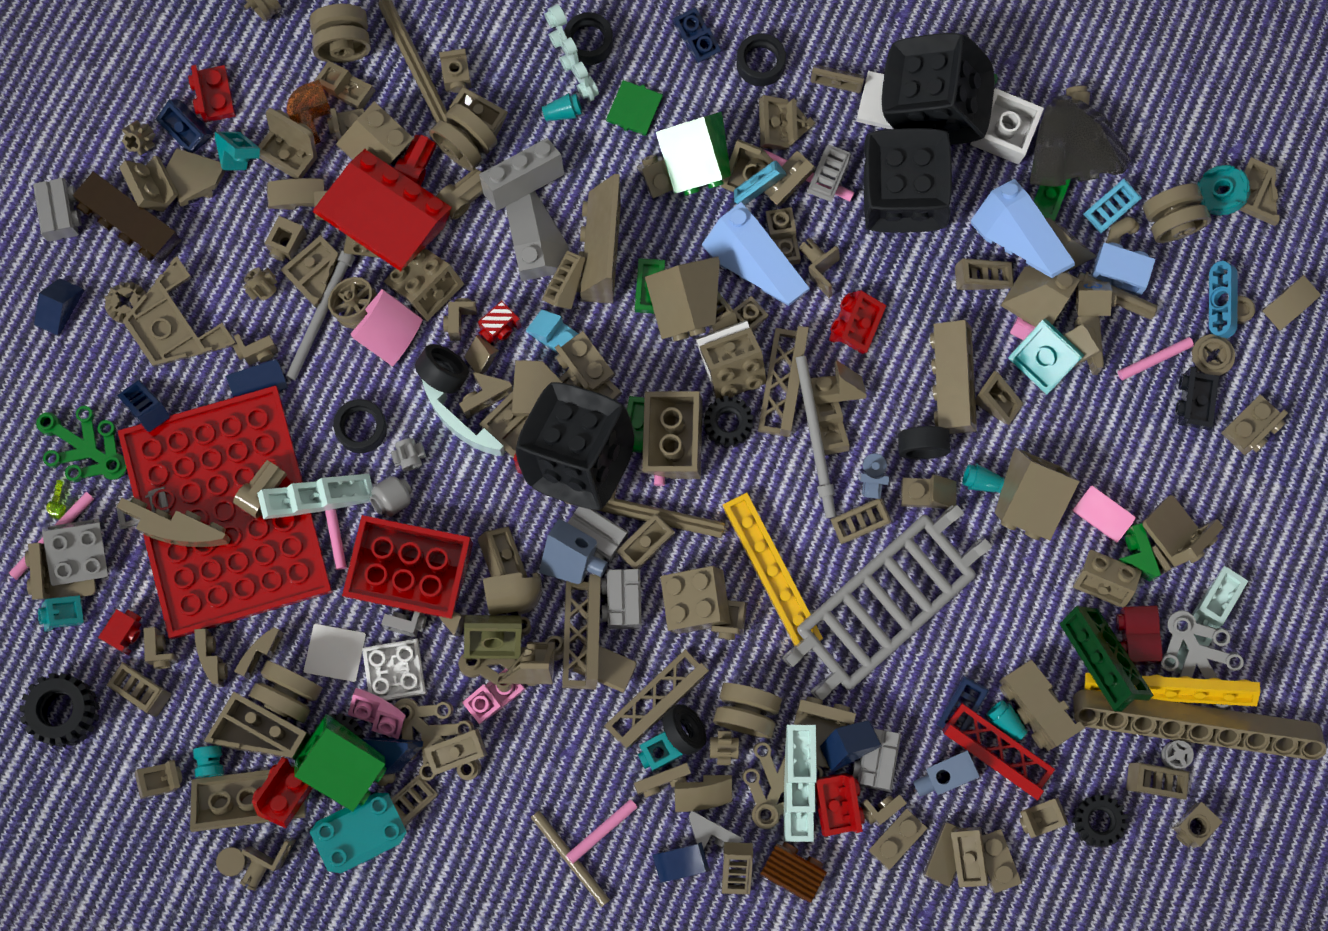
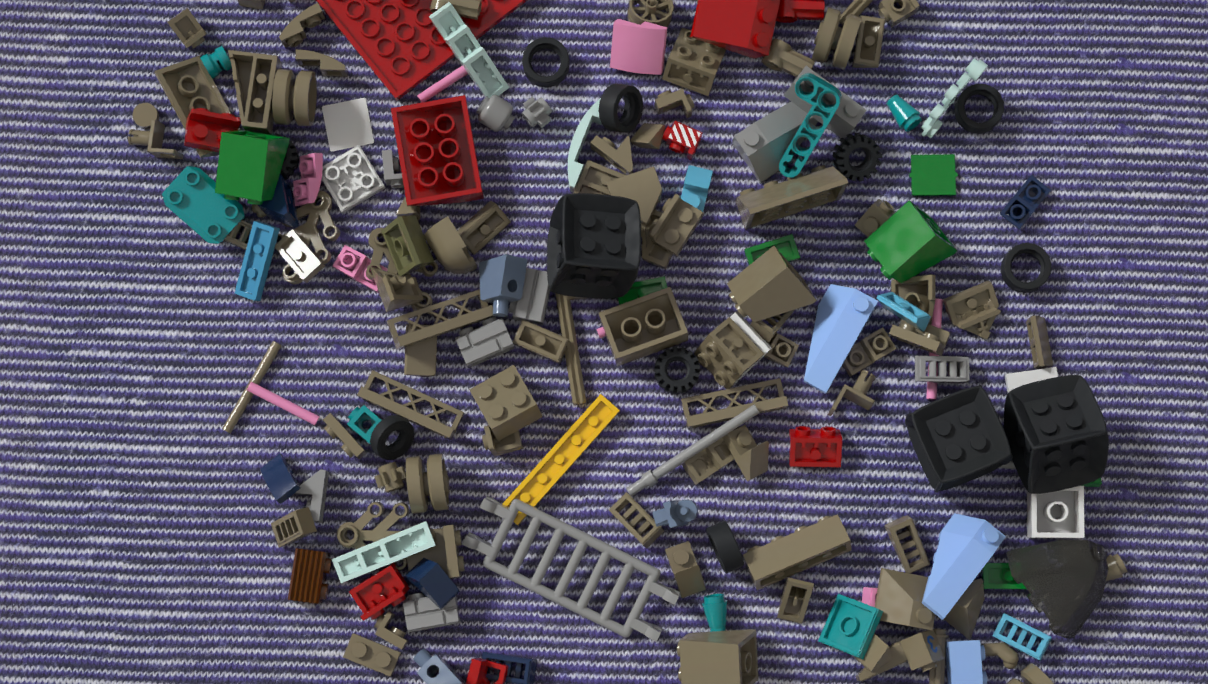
camera: 70 degrees right, 5 degrees up
(441, 799) = (257, 261): none -> dark azure plate
(543, 199) = (806, 129): none -> teal beam
(565, 281) = (739, 179): dark tan slope -> none
(596, 157) = (867, 166): none -> black tyre
(697, 796) = (348, 481): dark tan slope -> none

